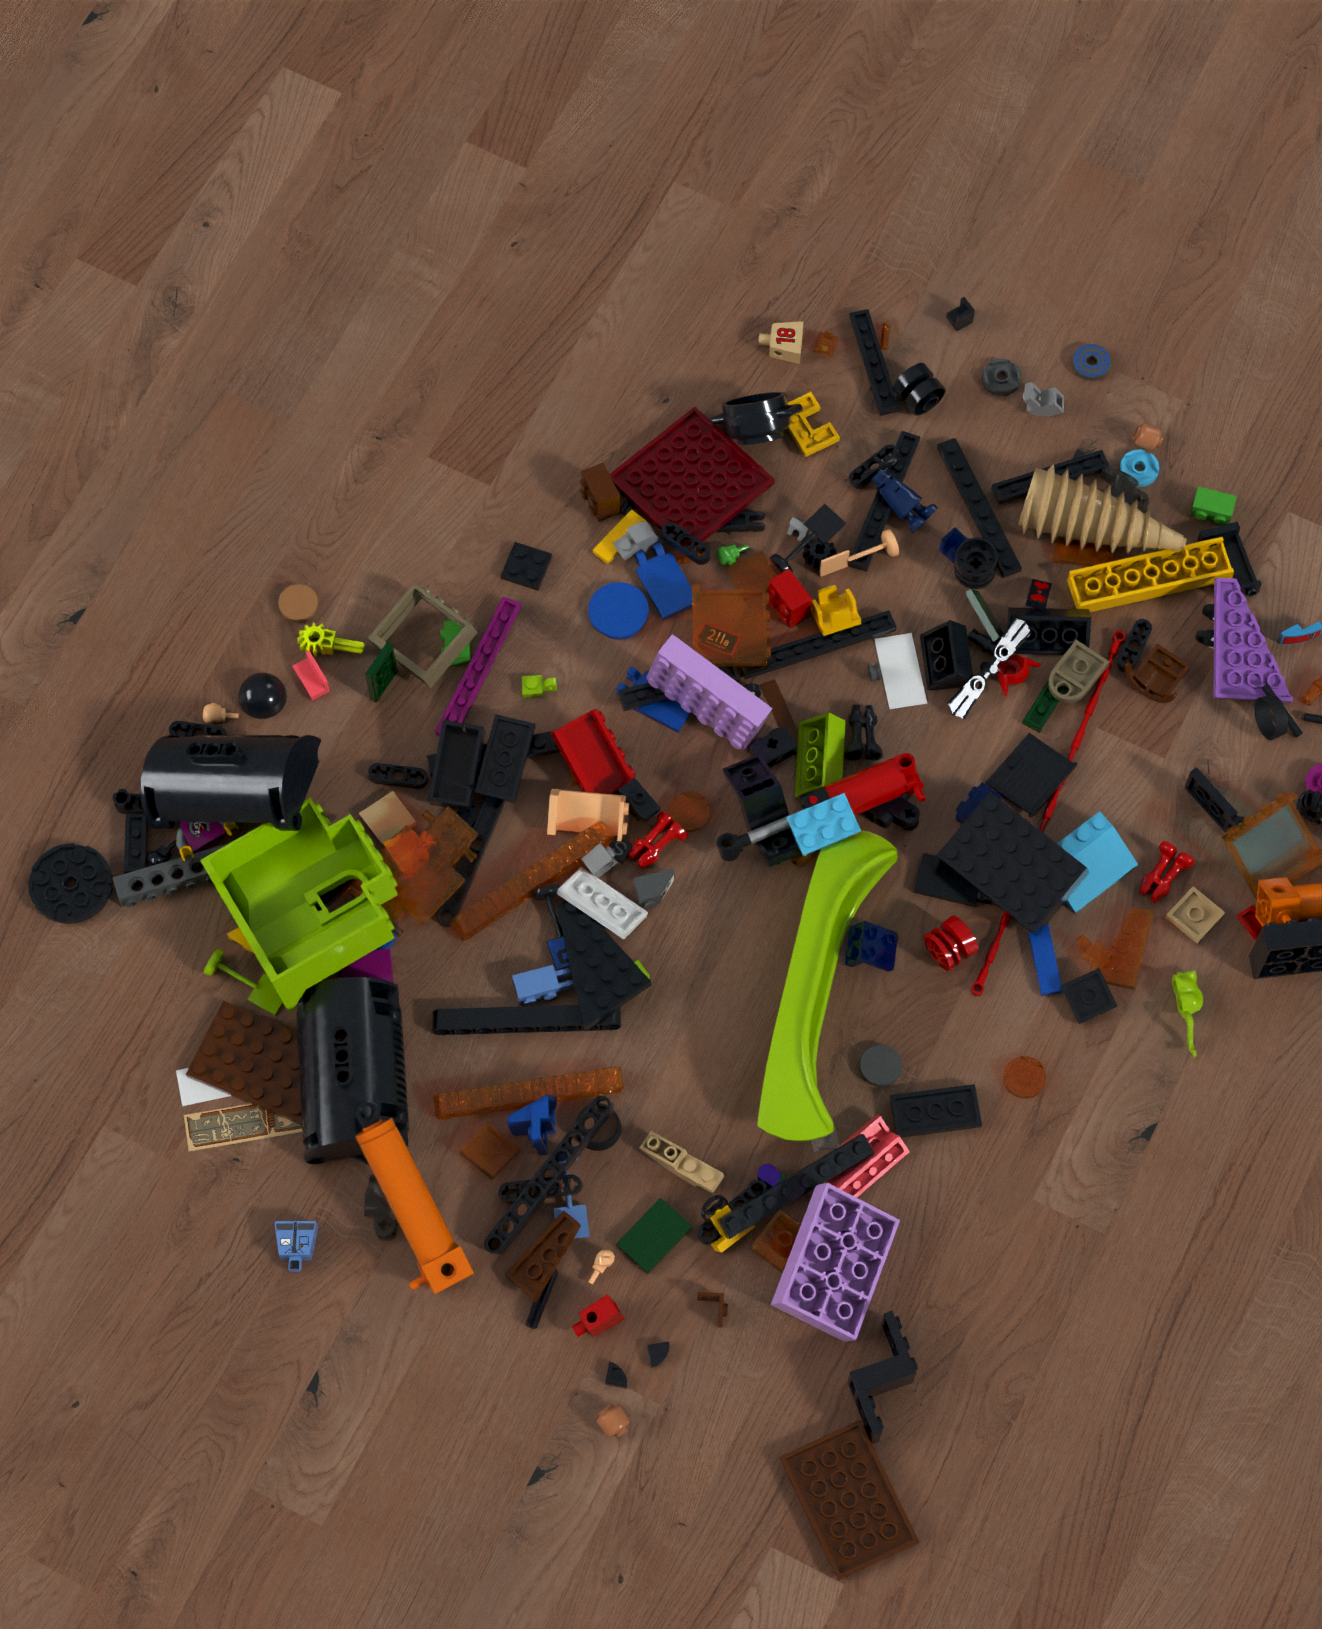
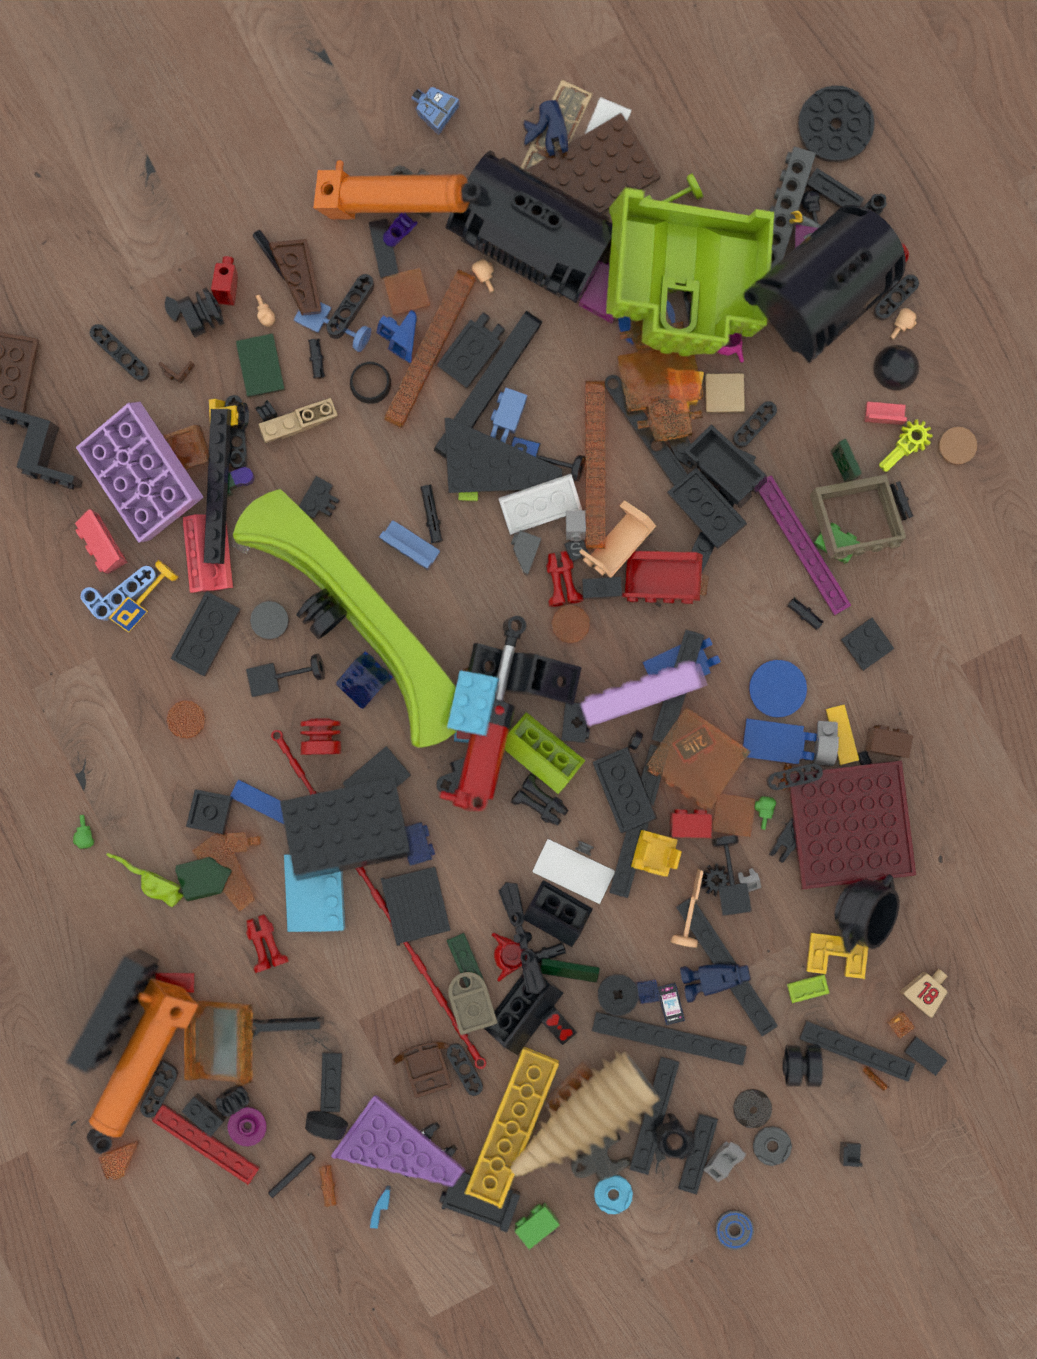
camera: 125 degrees right, 20 degrees up
(231, 1132) = (552, 117): none -> dark blue piece
(379, 615) = (901, 500): none -> black pin
(422, 1095) = (483, 272): none -> light nougat piece
(442, 1192) = (401, 226): none -> dark purple piece
(465, 1198) = (384, 254): none -> black tile
(504, 1056) = (471, 351): none -> black tile
(535, 685) = (758, 579): lime plate -> none
(537, 629) = (805, 613): none -> black pin
(539, 1178) = (350, 320): black beam -> none
(611, 1187) = (316, 358): none -> black pin
(613, 1421) = (145, 241): nougat head -> none
(616, 1376) = (178, 268): black tile -> none
(645, 1316) = (200, 312): none -> black wheel
(686, 983) = (427, 492): none -> black pin
(693, 1197) = (266, 411): none -> black wheel
(721, 991) = (409, 544): none -> medium blue panel
(736, 1373) = (119, 352): none -> black beam
(738, 1099) = (318, 498): none -> black hinge
(800, 669) = (624, 790): none -> black plate
(836, 311) = (925, 1055): none -> black tile
(841, 1016) = (321, 613): none -> black wheel
(853, 429) = (808, 988): none -> lime plate
(860, 471) = (767, 993): black beam -> none
(926, 1259) = (99, 542): none -> coral slope
(937, 1032) = (264, 678): none -> black piece
(952, 518) = (670, 1003): none -> tile
(953, 1211) = (123, 589): none -> light blue beam
(962, 1188) = (131, 612): none -> yellow piece
(983, 417) = (748, 1099): none -> clear smoke dish
(1053, 426) = (695, 1164): none -> black tile
(1055, 451) = (674, 1127): none -> black piece
(1147, 437) = (634, 1221): nougat head -> none
(1150, 961) = (202, 878): none -> dark green tile
(1195, 915) = (217, 943): tan tile -> none
(1196, 1091) = (83, 836): none -> bright green piece
(1233, 743) = (331, 1082): none -> black tile
(1291, 723) = (316, 1140): black piece -> none

